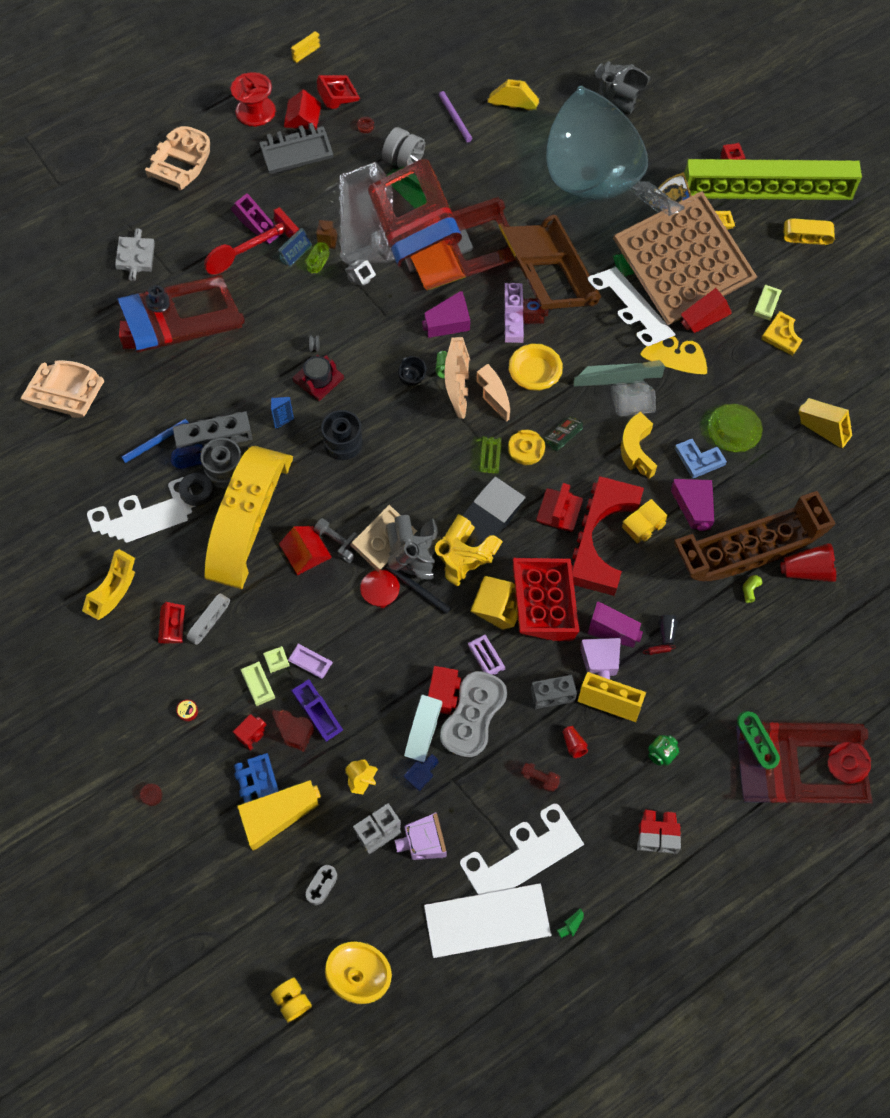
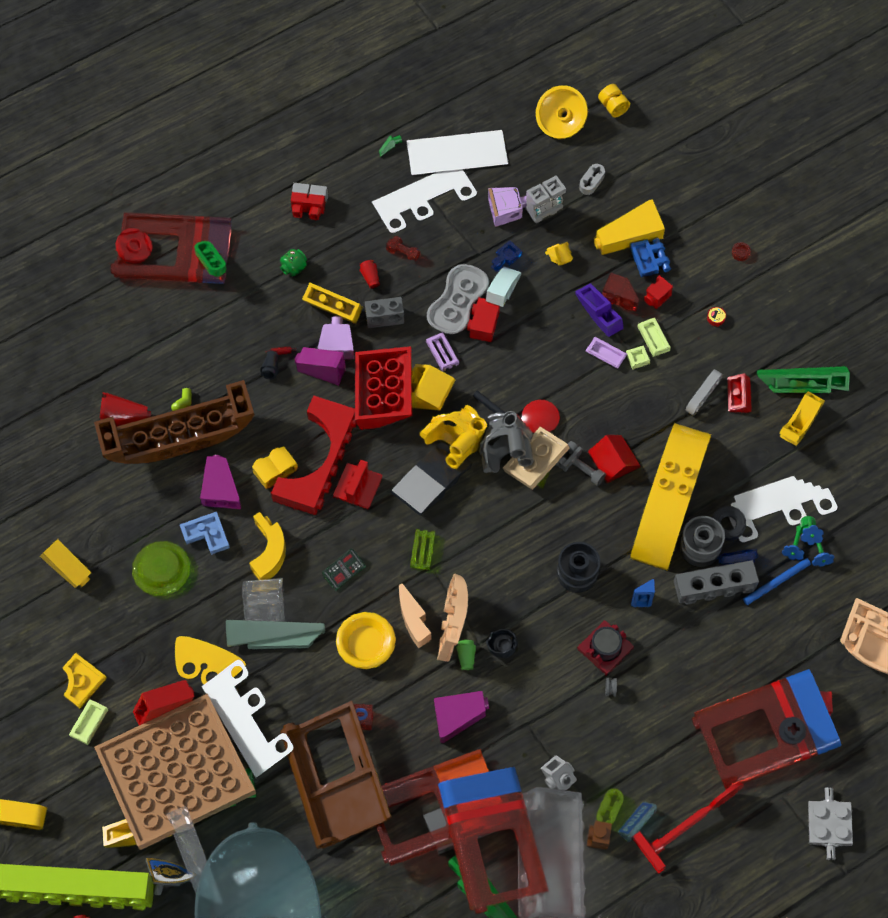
camera: 175 degrees left, 0 degrees up
(98, 640) = (806, 379): none -> green wedge
(118, 485) = (811, 535): none -> blue plant
(252, 216) = (691, 866): magenta slope -> none
(514, 312) = (383, 713): lavender slope -> none
(526, 447) = (384, 557): yellow tile -> none

